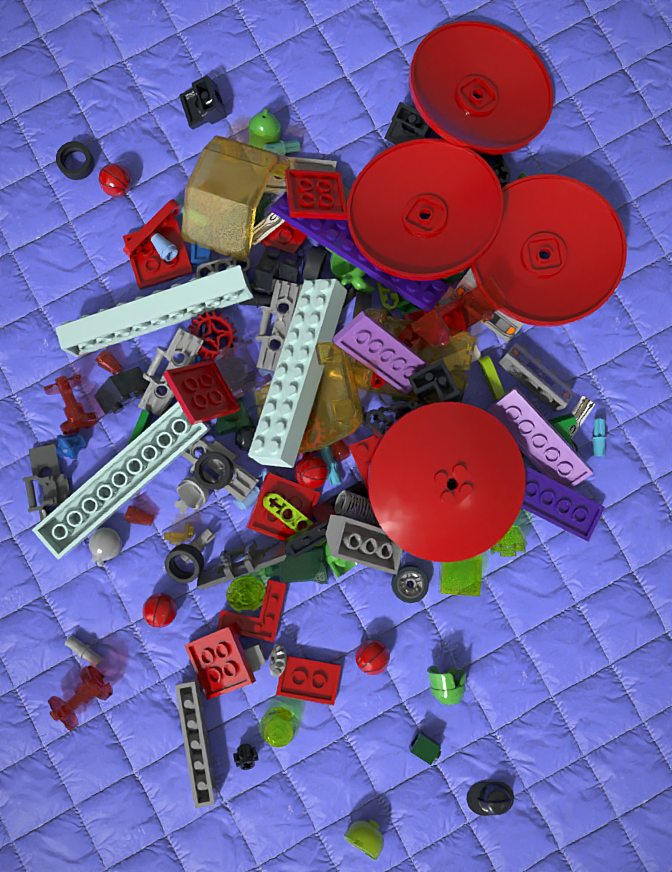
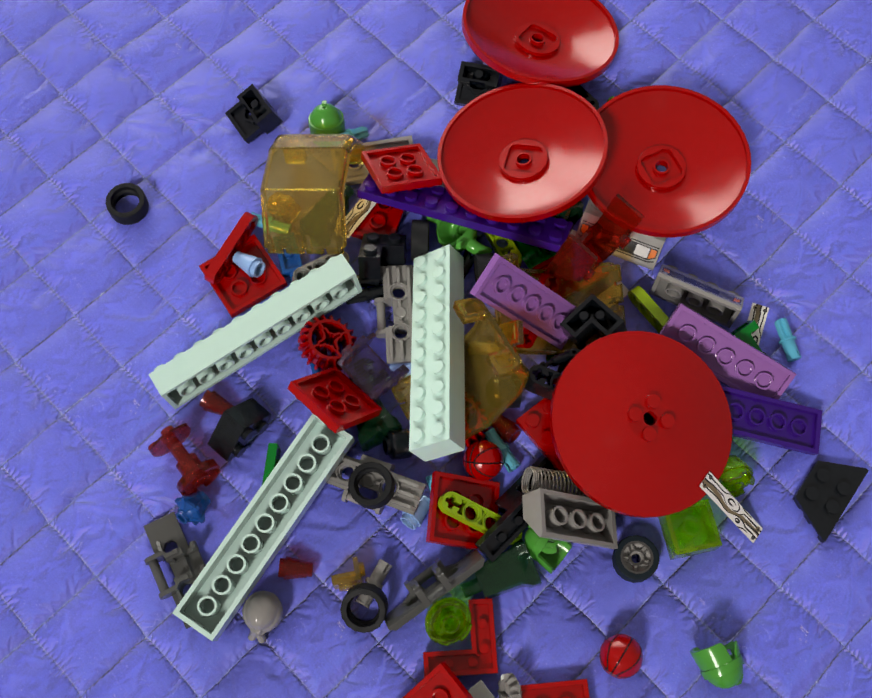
camera: 15 degrees left, 15 degrees down
(115, 180) = (177, 210): red piece -> none
(159, 610) = (349, 672): red piece -> none
(182, 343) = (297, 354): light grey piece -> none
(191, 495) = (351, 524): light grey hat -> none
(498, 566) = (730, 507): none -> sticker
(583, 575) = (827, 494): none -> black wing

